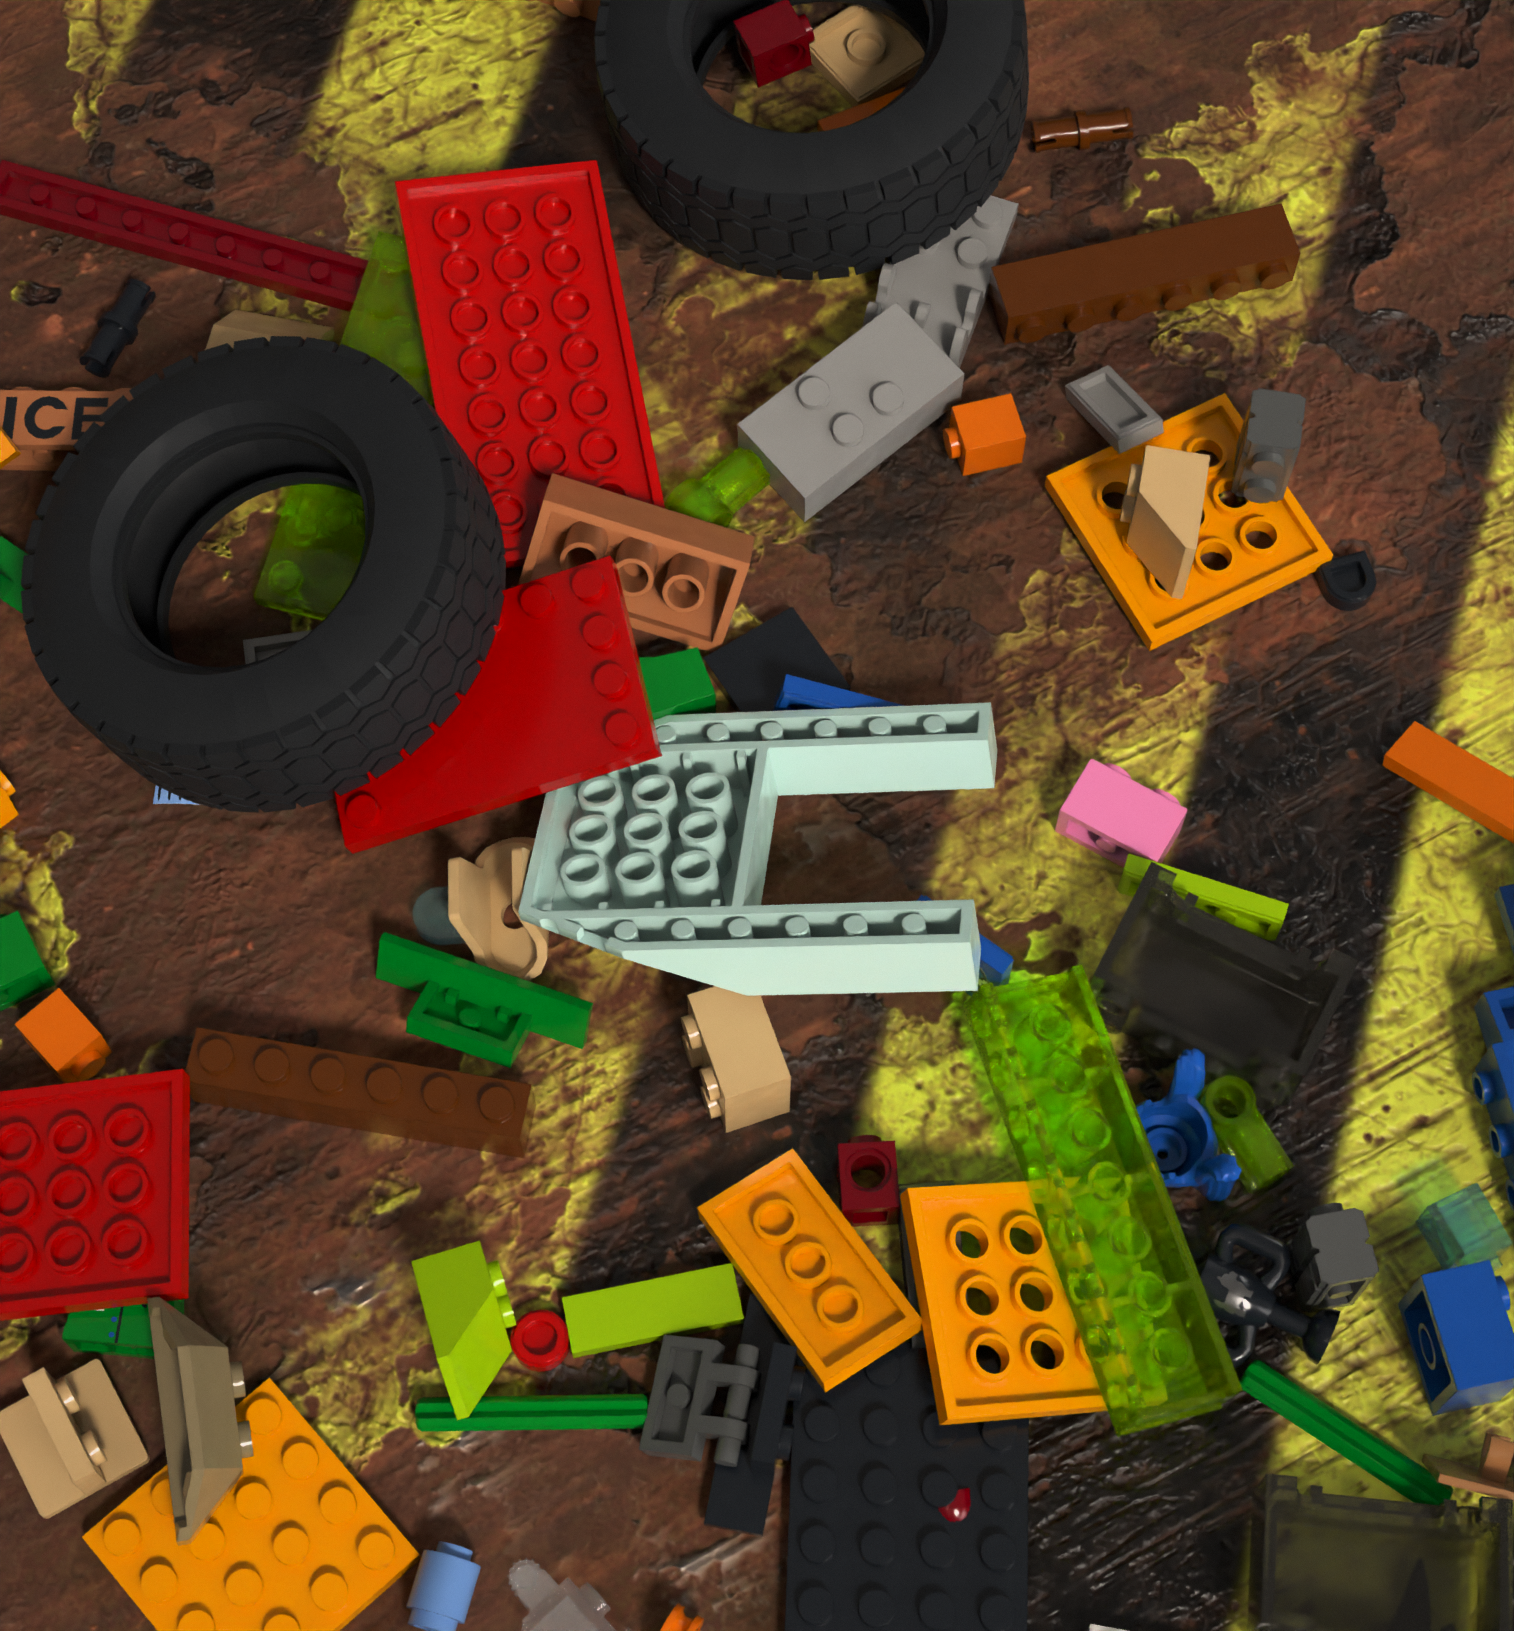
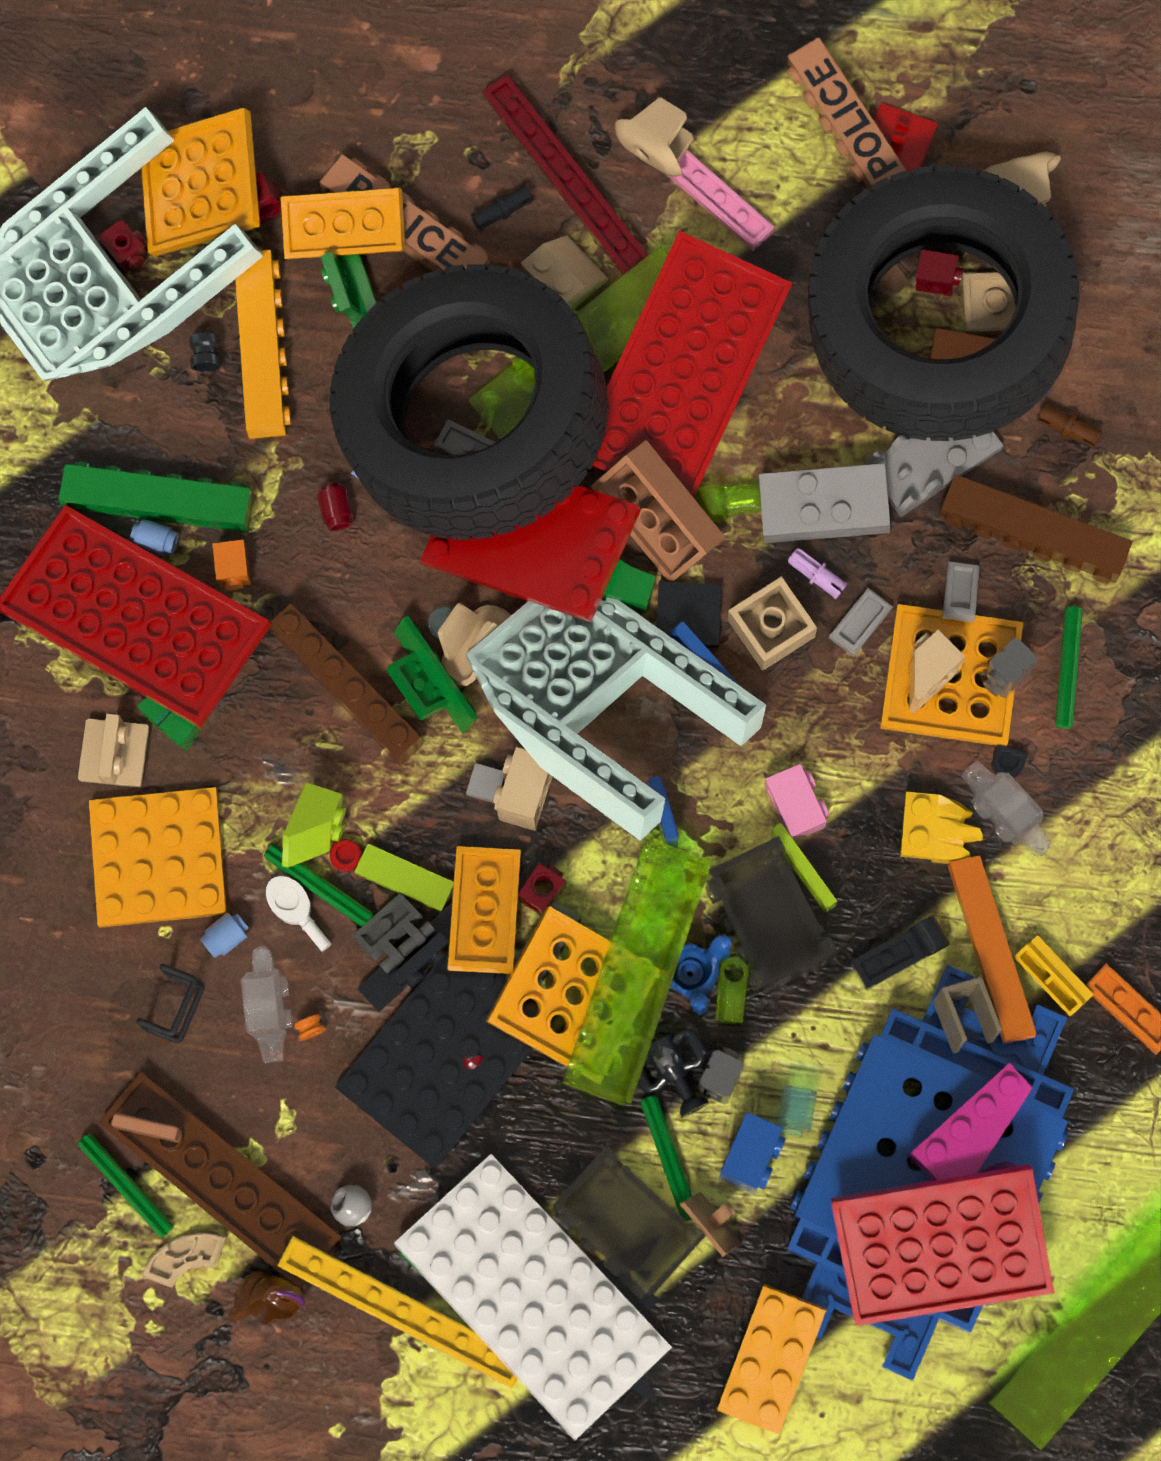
camera: 40 degrees right, 10 degrees up
(164, 858) = (335, 506): none -> dark red brick
(197, 1417) = (170, 784): dark tan wedge -> none
(266, 110) = (656, 136): none -> tan piece
(407, 144) = (722, 202): none -> bright pink tile
(515, 1471) = (293, 907): none -> white piece
(669, 1092) = (484, 782): none -> light grey tile
(903, 606) = (772, 623): none -> tan brick
(908, 509) = (816, 572): none -> lavender axle
(985, 435) = (884, 560): orange brick -> none
(1013, 535) = (860, 622): none -> light grey tile
(1325, 415) = (1068, 667): none -> green axle
(1329, 726) = (936, 828): none -> yellow plate
(1403, 635) = (1008, 808): none -> clear hinge
(1422, 919) = (900, 952): none -> black plate

